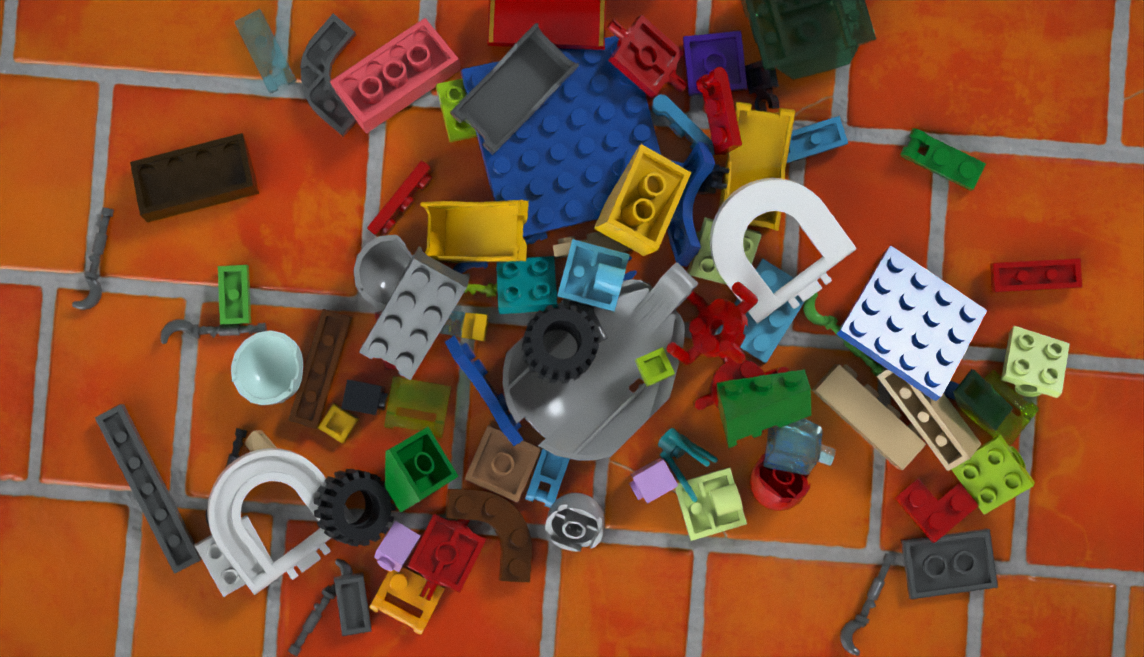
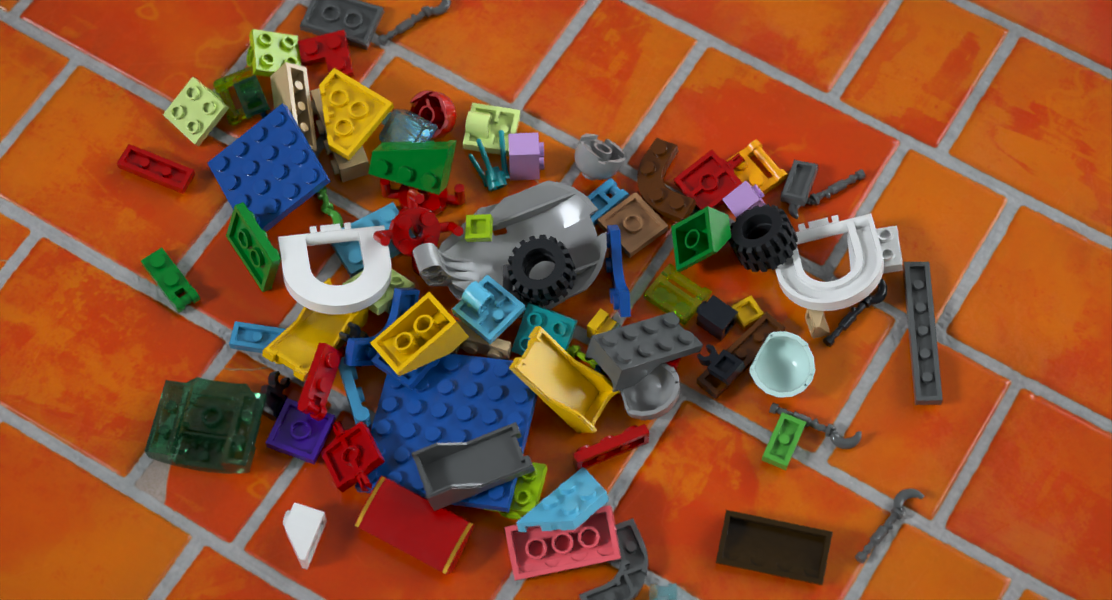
camera: 160 degrees left, 25 degrees down
(326, 339) = (723, 365): none -> black plate
(405, 107) = (567, 505): none -> medium azure wing
(865, 432) = (350, 112): none -> yellow plate
(876, 230) = (253, 247): none -> green plate

